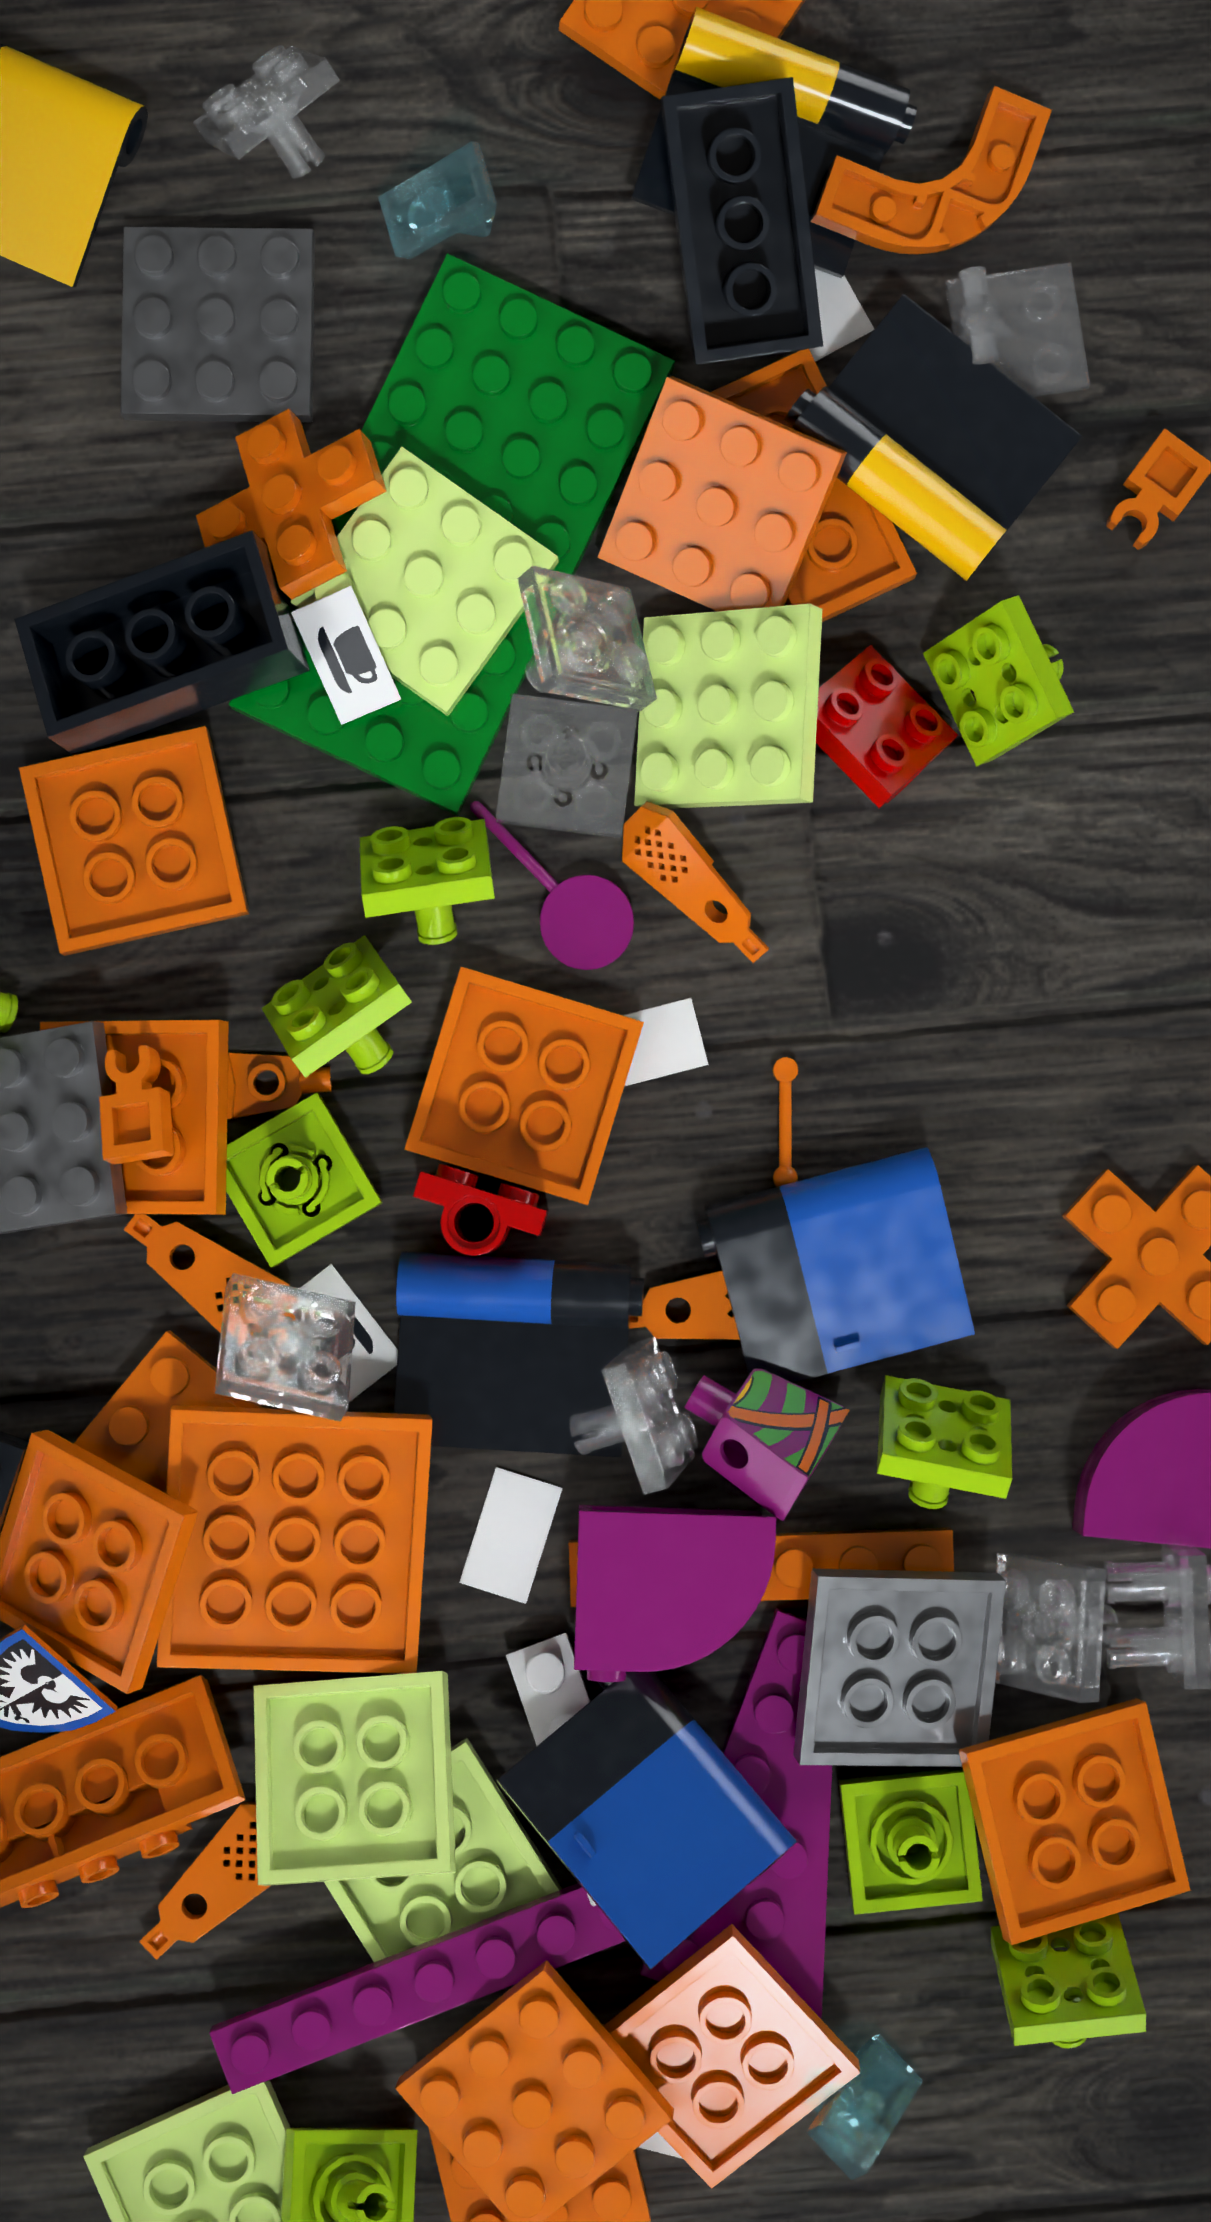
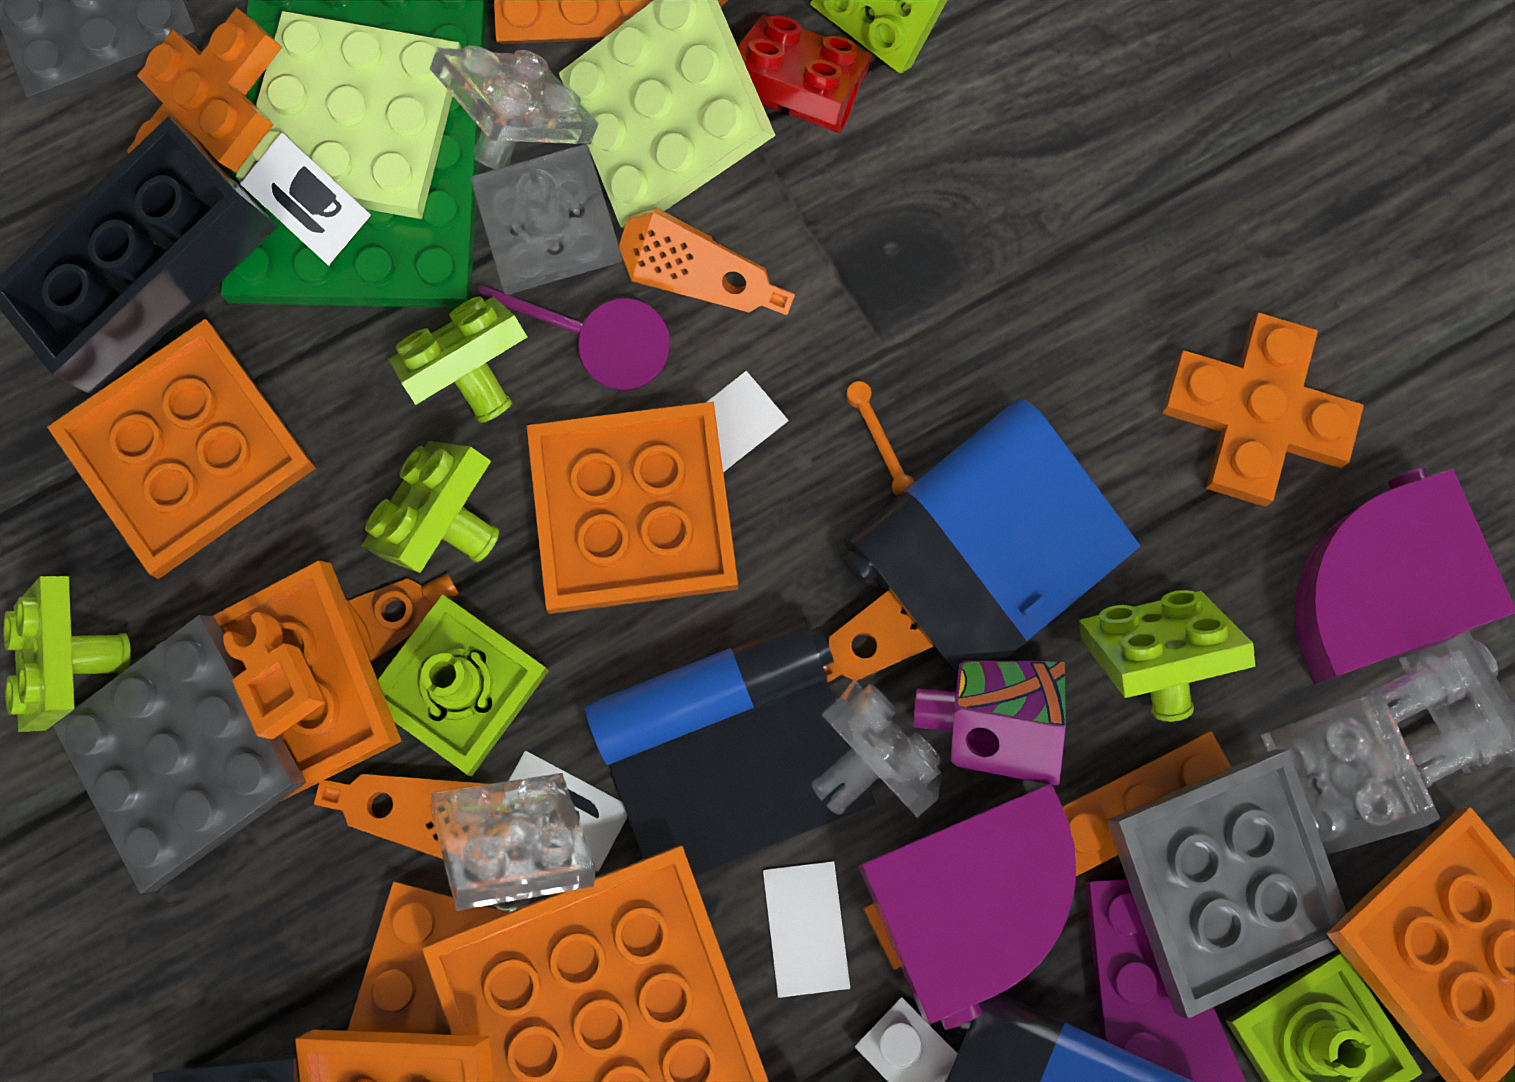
camera: 20 degrees left, 10 degrees down
(457, 1192) = (610, 622): red plate -> none

